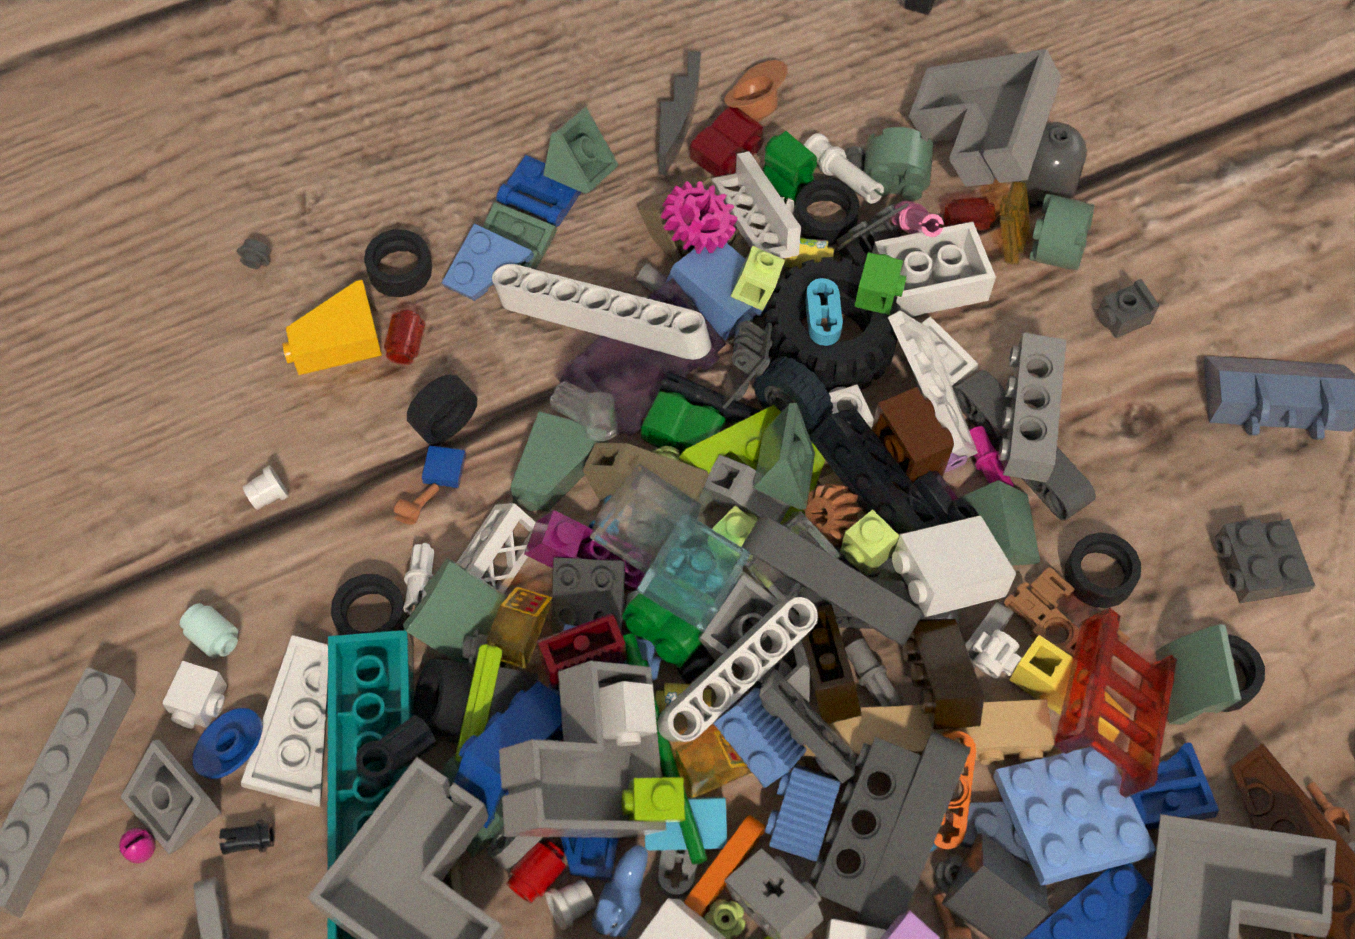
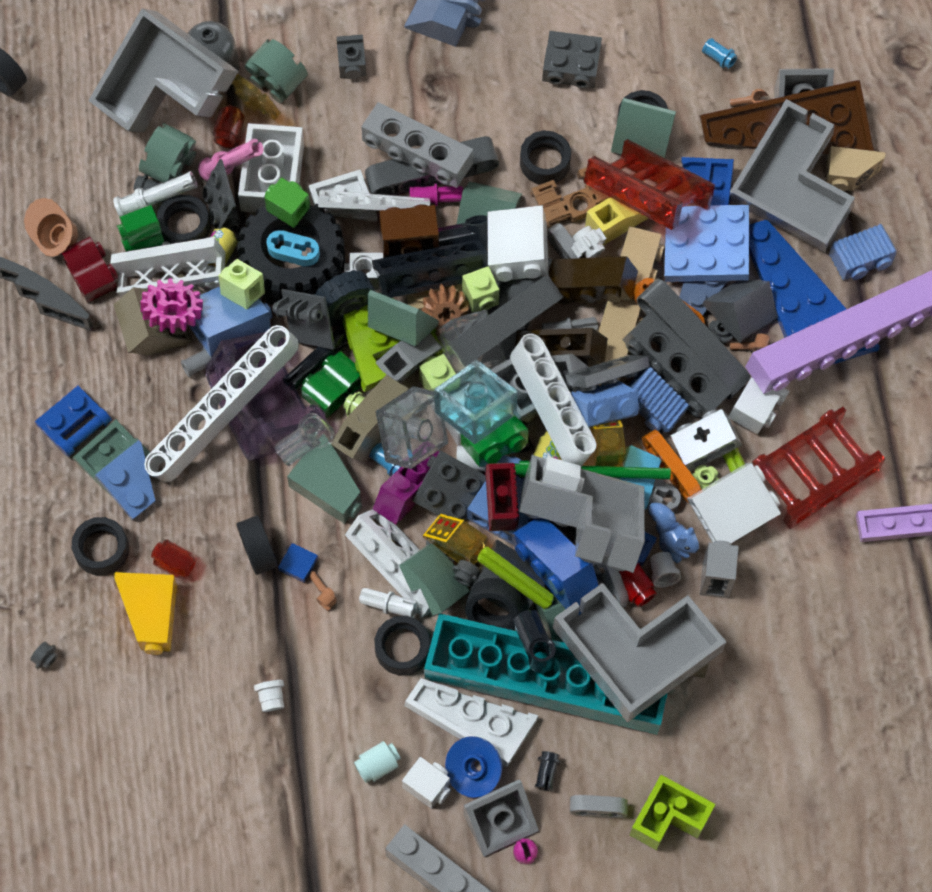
camera: 70 degrees left, 5 degrees up
(579, 154) = (61, 378): sand green slope -> none
(654, 800) = (624, 486): lime bracket -> none

